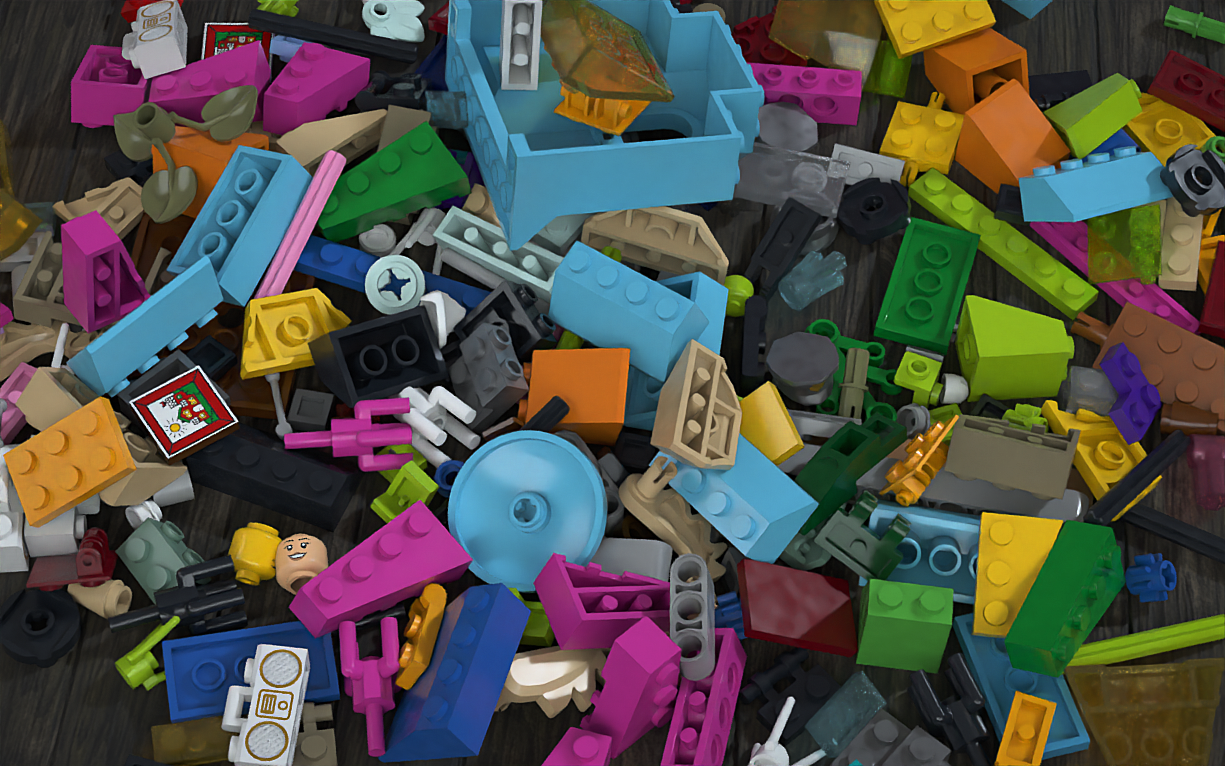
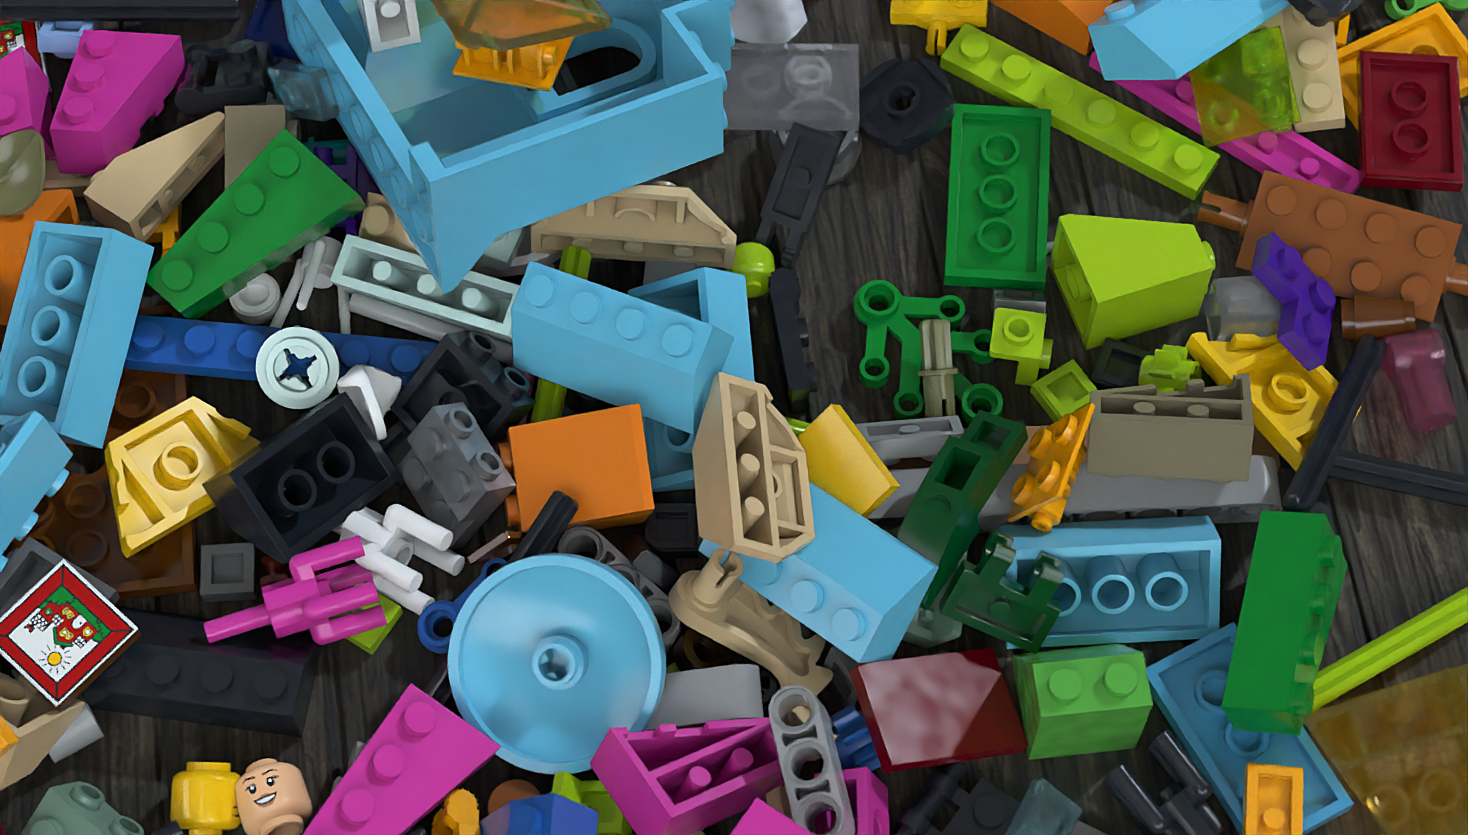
camera: 10 degrees left, 10 degrees up
(139, 513) = (46, 775): white plate -> none
(212, 358) = (74, 532): black tile -> none
(283, 427) = (199, 610): light grey hinge -> none
(302, 225) = (150, 319): bright pink axle -> none
(406, 489) = (386, 671): lime bracket -> none
(803, 367) = (866, 357): flat silver hat -> none
(812, 279) = (847, 224): clear light blue rock -> none
(868, 164) = (882, 40): light grey plate -> none
(914, 418) = (1015, 402): light grey plate -> none
(954, 389) = (1067, 340): white hinge -> none
(1007, 566) = (1200, 595): yellow wing -> none
(1010, 205) = (1079, 58): black tile -> none
(1151, 577) = (1378, 553): blue gear -> none

